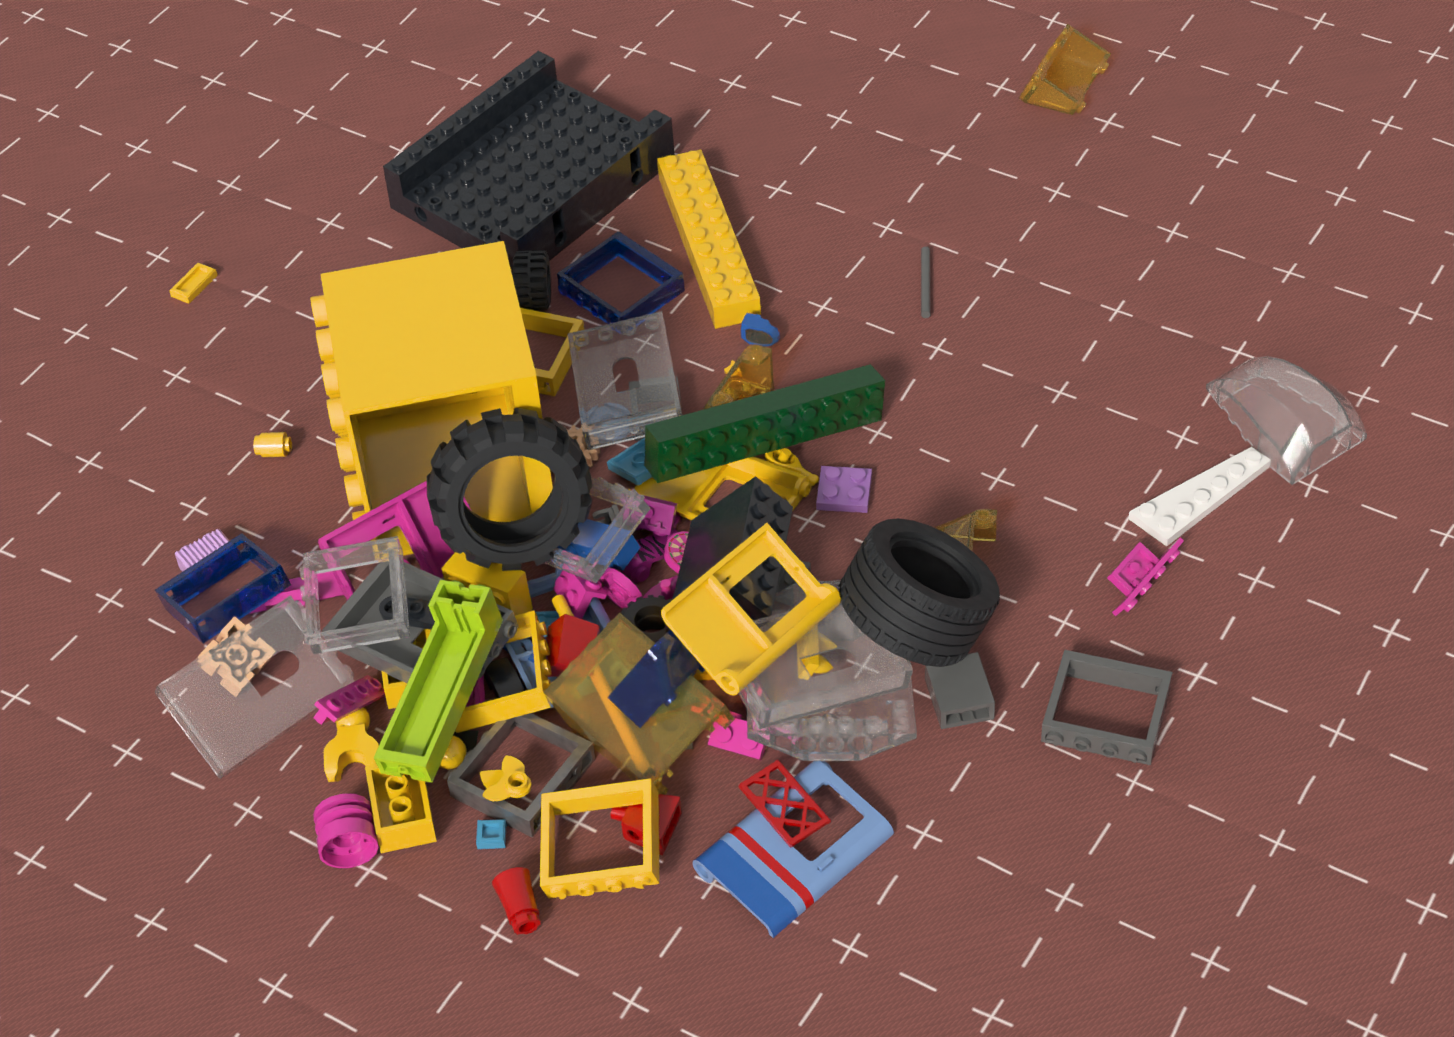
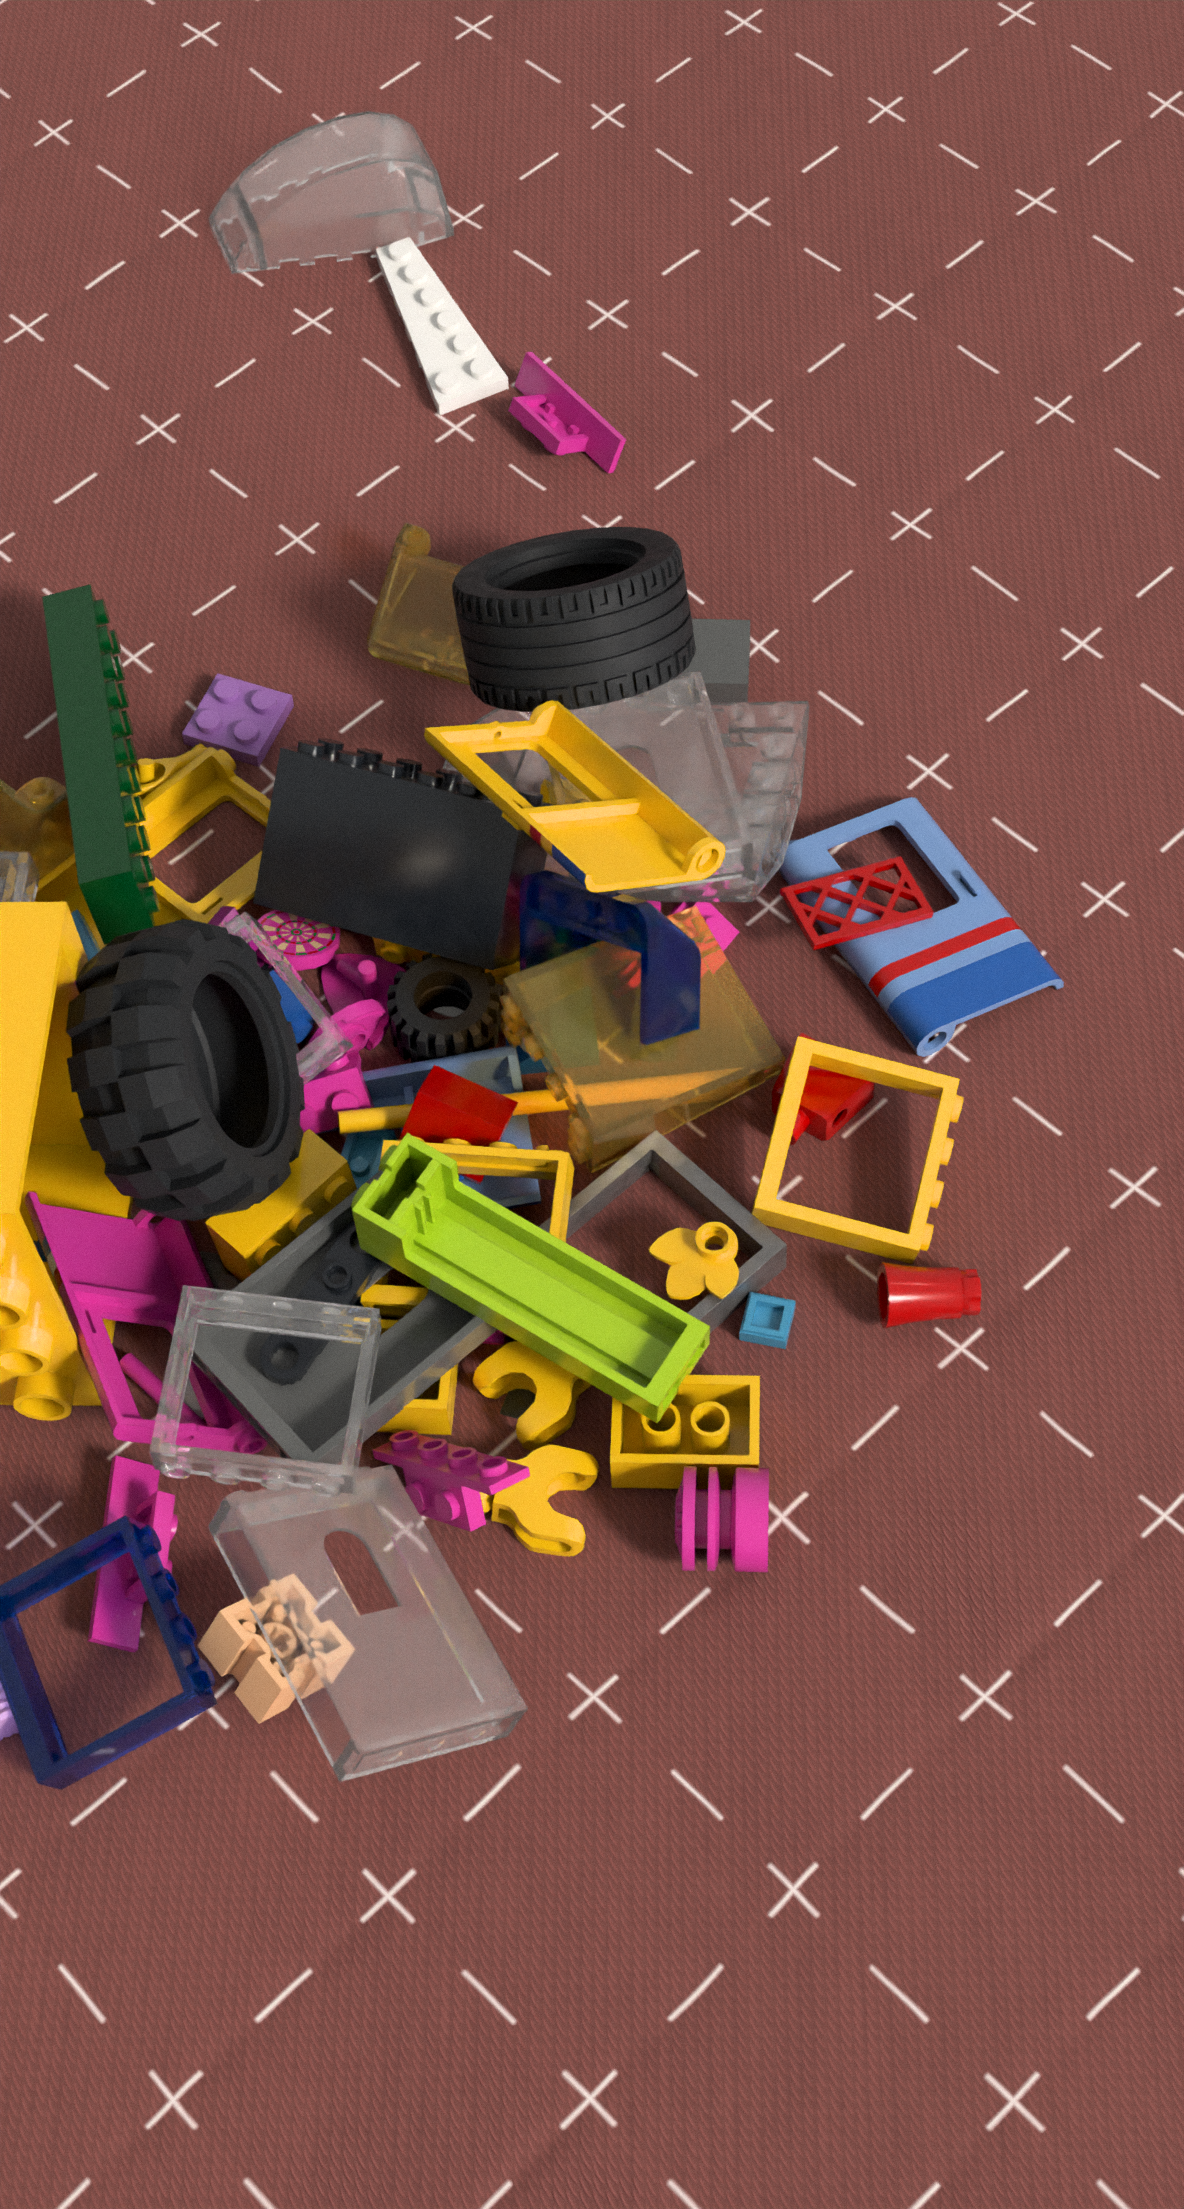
camera: 75 degrees left, 10 degrees up
(1115, 674) = (798, 581): dark grey window -> none

